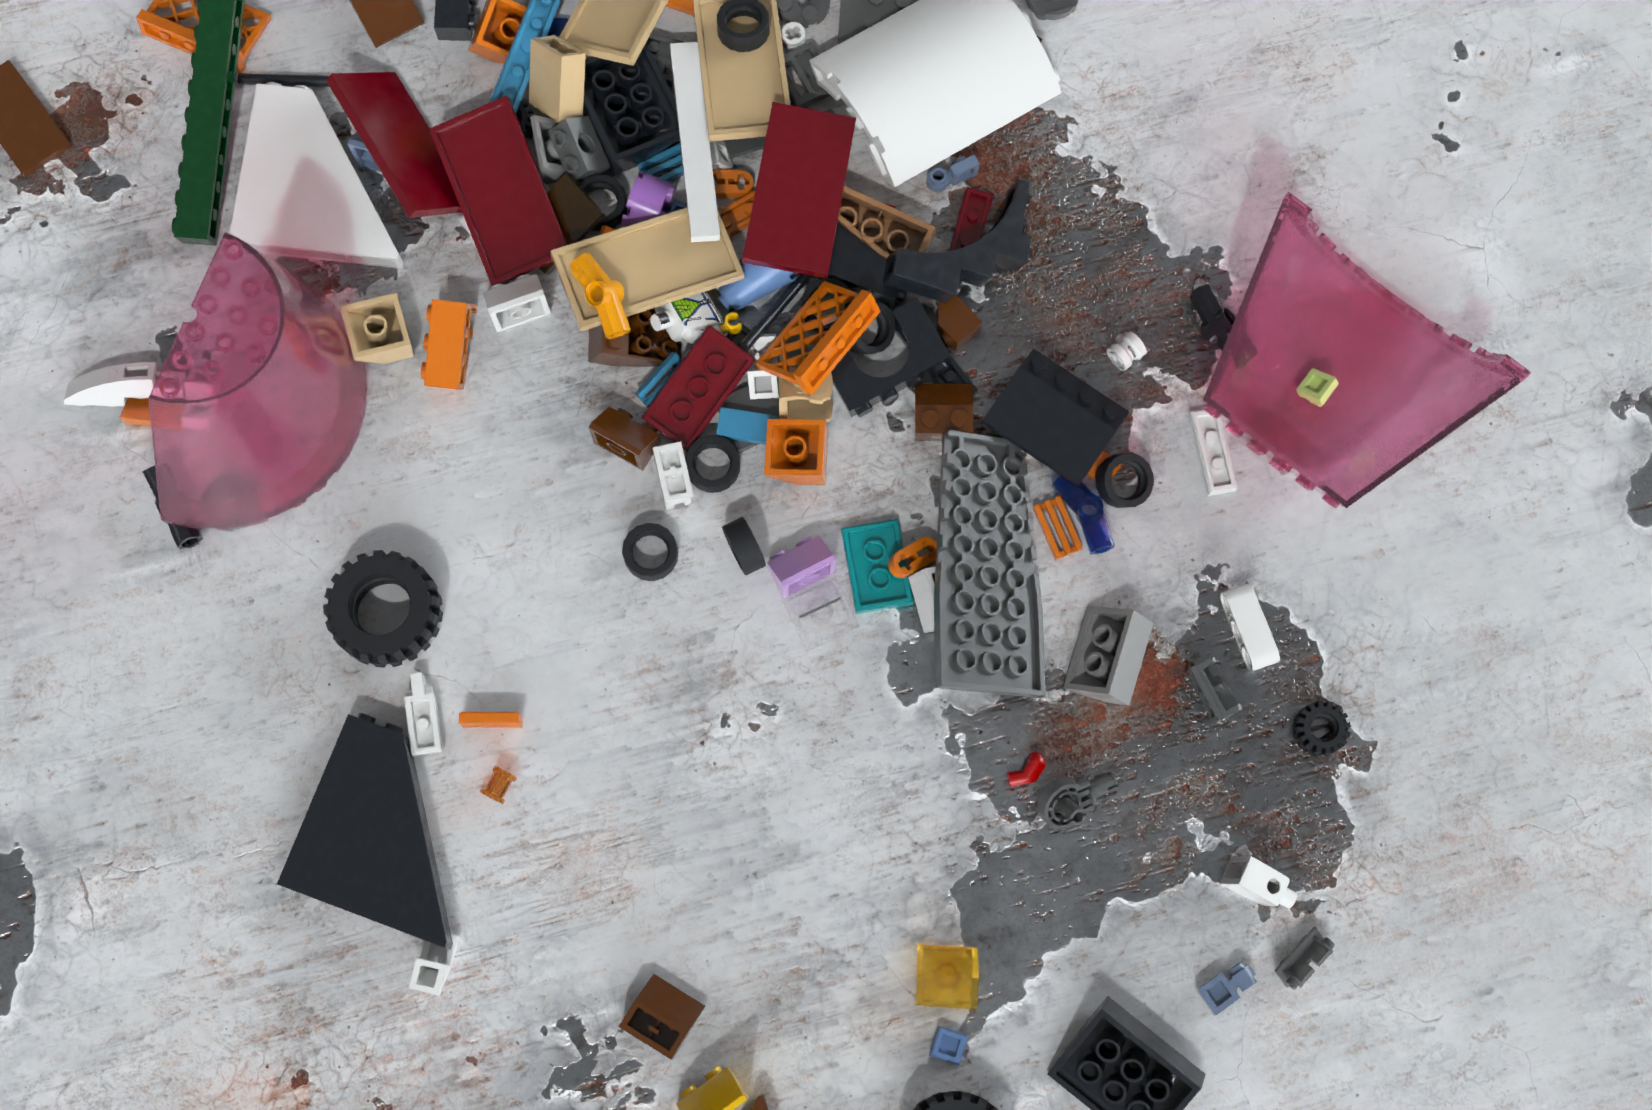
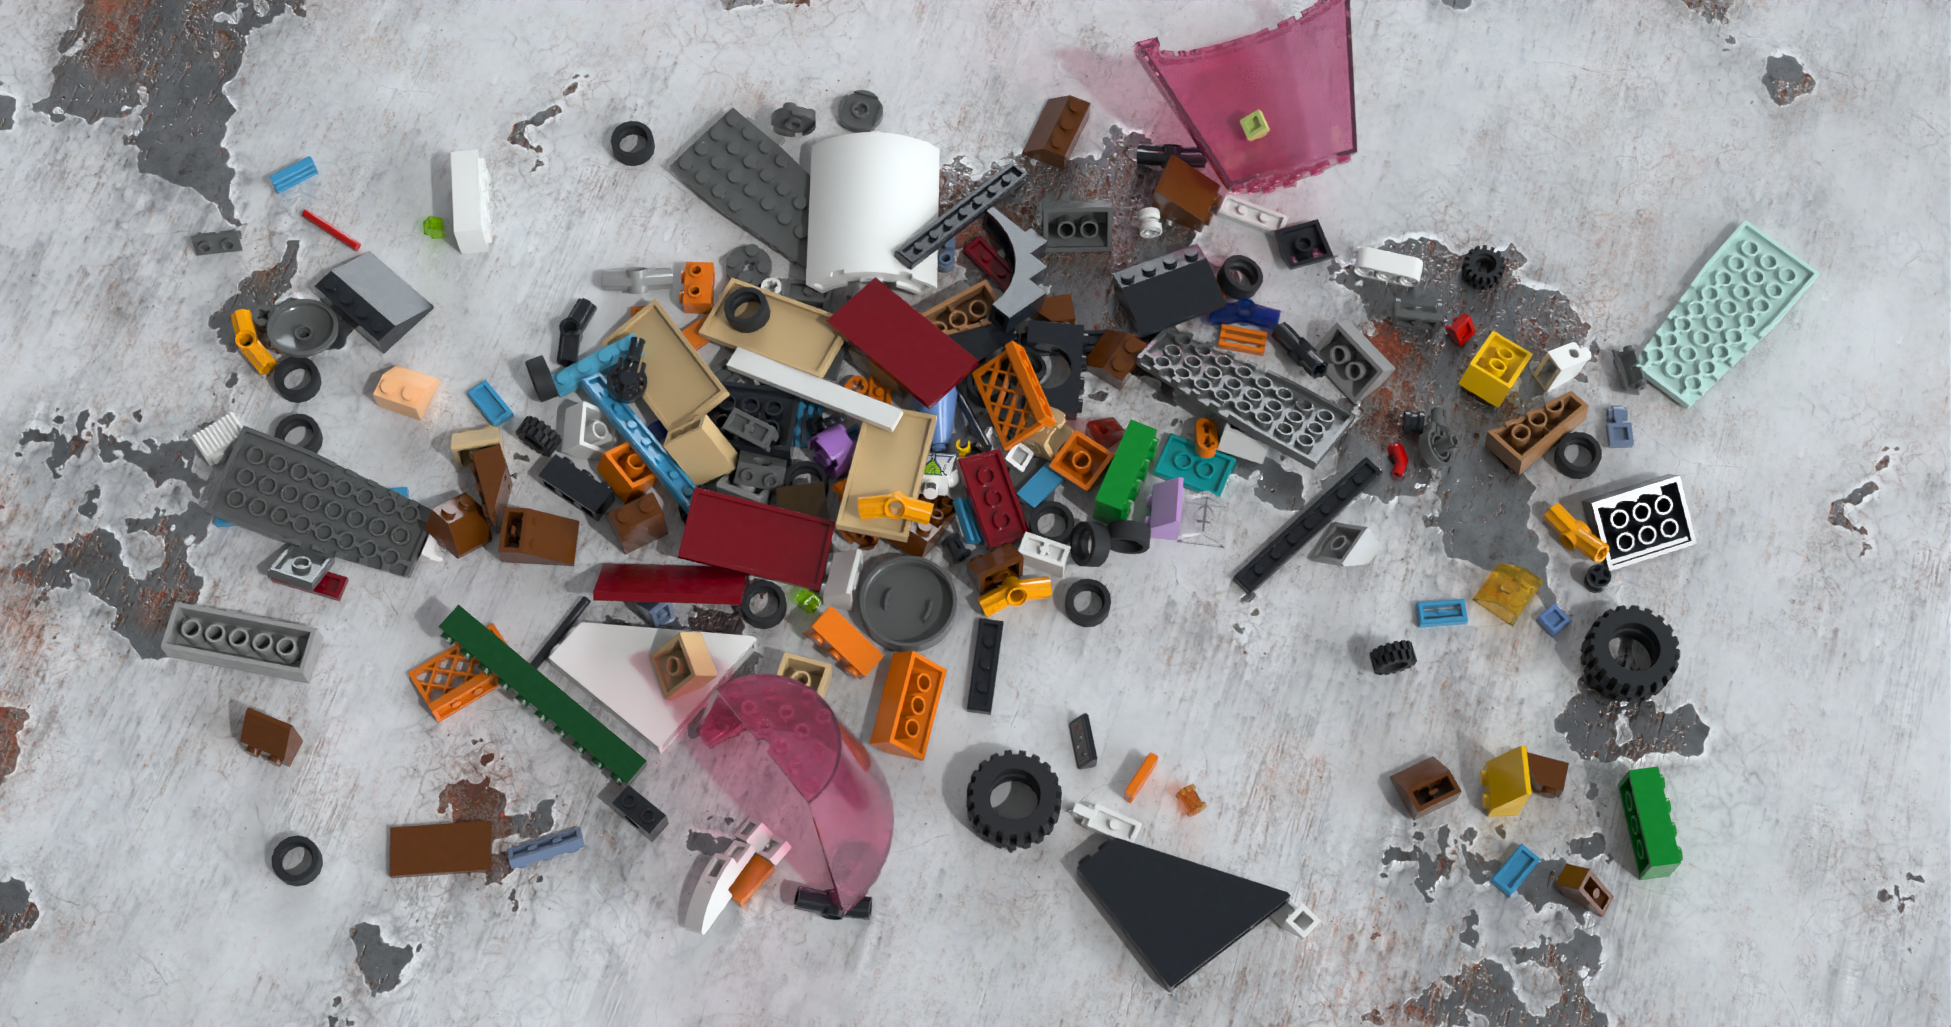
camera: 55 degrees left, 10 degrees down
(70, 207) = (545, 848): none -> sand blue plate
(155, 269) = (640, 813): none -> black brick
(321, 208) = (683, 664): none -> tan slope
(424, 447) = (908, 705): none -> orange slope
(435, 226) = (764, 587): none -> black tyre
(450, 70) = (638, 522): none -> reddish brown slope
(476, 282) = (807, 601): none -> clear neon green piece
(496, 641) = (1083, 742): none -> slope
(518, 494) = (985, 666): none -> black tile
(532, 378) = (908, 604): none -> dark grey brick
(604, 108) = (751, 429): none -> dark grey hinge
(610, 473) = (1003, 597): none -> light orange piece
(624, 397) = (956, 548): none -> black bush
(668, 171) = (817, 423): none -> black piece
(710, 513) = (1100, 544): none -> black tyre
(785, 898) = (1393, 657): none -> black tyre
(812, 500) = (1126, 473): none -> green brick
(852, 453) = (1105, 431): none -> clear red slope
(882, 776) = (1346, 546): none -> light grey slope
(888, 722) = (1307, 526): none -> black tile
(893, 941) = (1441, 613): none -> dark azure tile
(993, 159) = (961, 215): none -> black tile
(1032, 1066) = (1600, 573): none -> black wheel
(1063, 1013) = (1575, 534): none -> light orange piece
(1071, 281) = (1077, 225): none -> dark grey slope
(1080, 761) = (1413, 422): none -> black wheel
(1081, 593) = (1300, 350): none -> black piece
(1154, 900) = (1531, 436): none -> medium nougat wedge
(1169, 196) = (1058, 130): none -> reddish brown slope
(1180, 365) = (1186, 195): none -> reddish brown slope
(1184, 957) = (1584, 440): none -> black tyre
(1206, 812) = (1495, 369): none -> yellow slope
(1212, 523) = (1303, 244): none -> black slope
(1227, 748) = (1461, 329): none -> red tile
(1454, 1027) = (1724, 313): none -> light aqua wing

